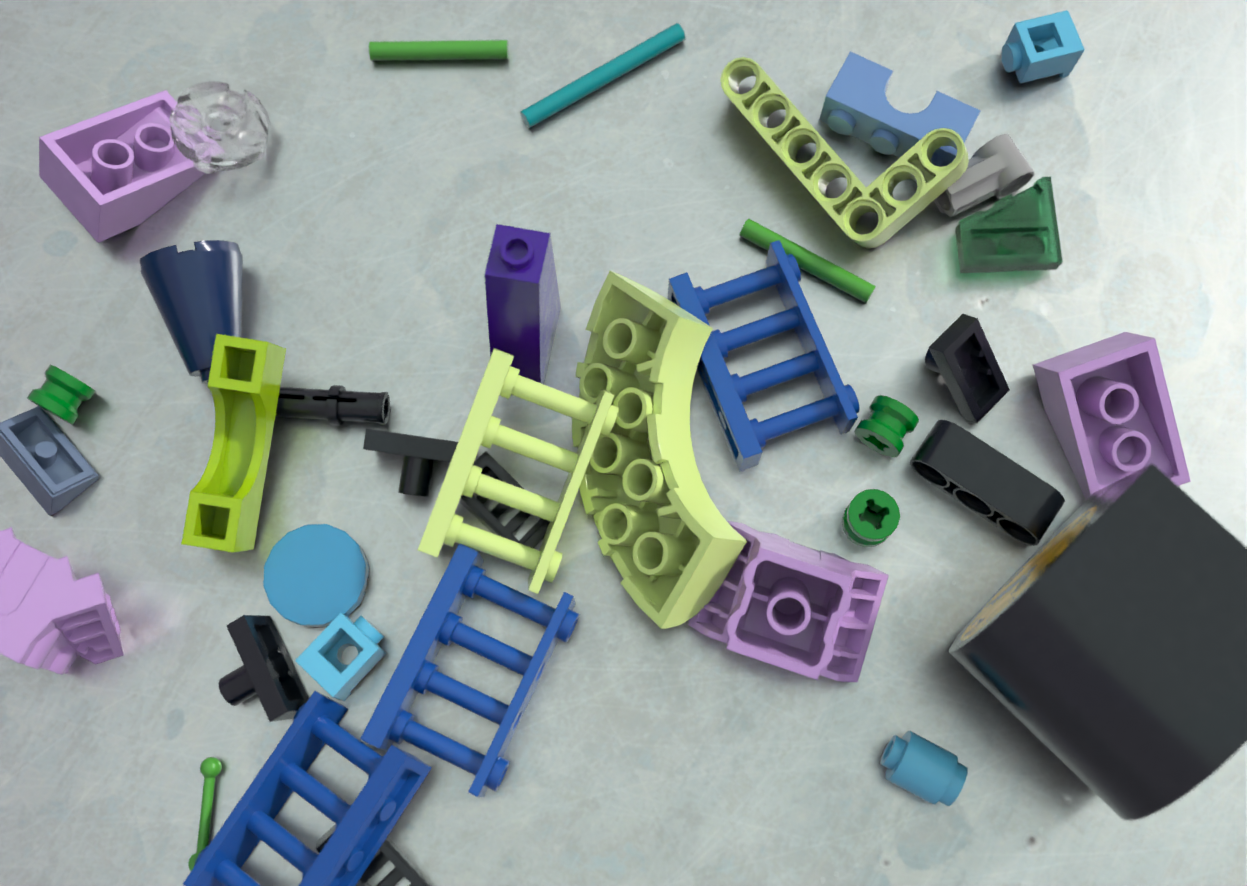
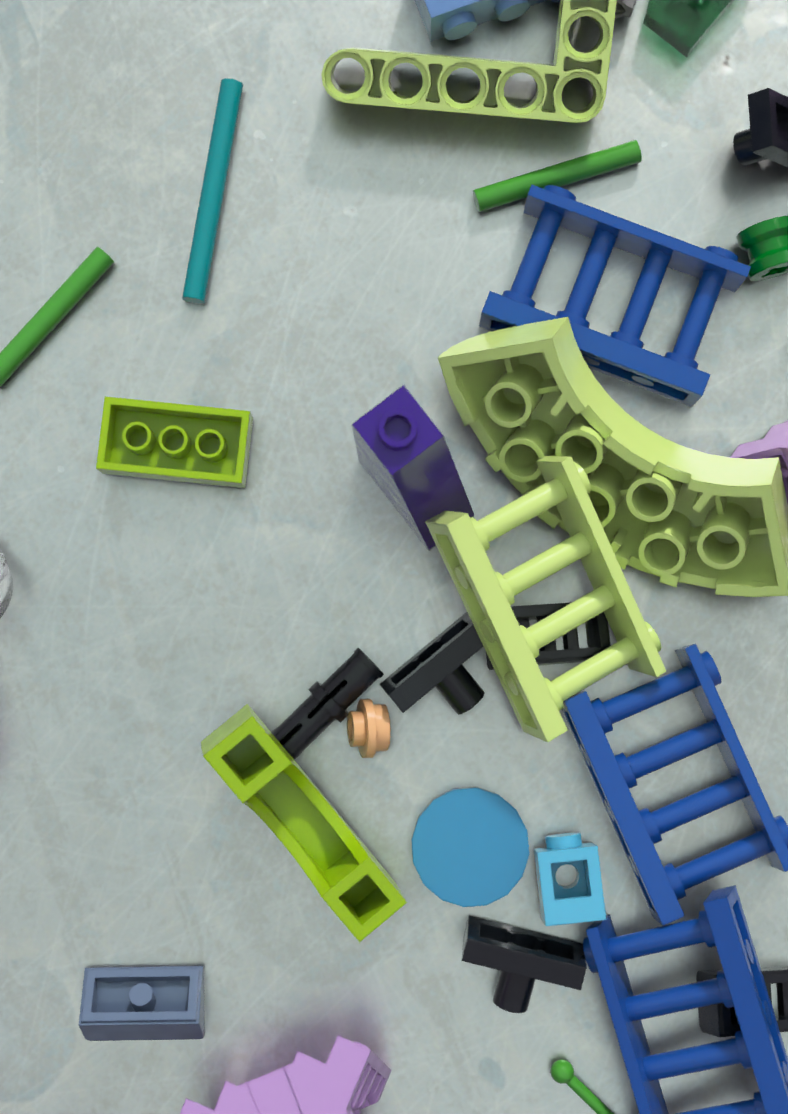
camera: 45 degrees left, 10 degrees up
(61, 394) = (99, 940): green wheel -> none
(197, 297) = (130, 747): dark blue cone -> none
(339, 443) = (369, 728): none -> light nougat plate
(424, 179) = (174, 442): none -> lime piece

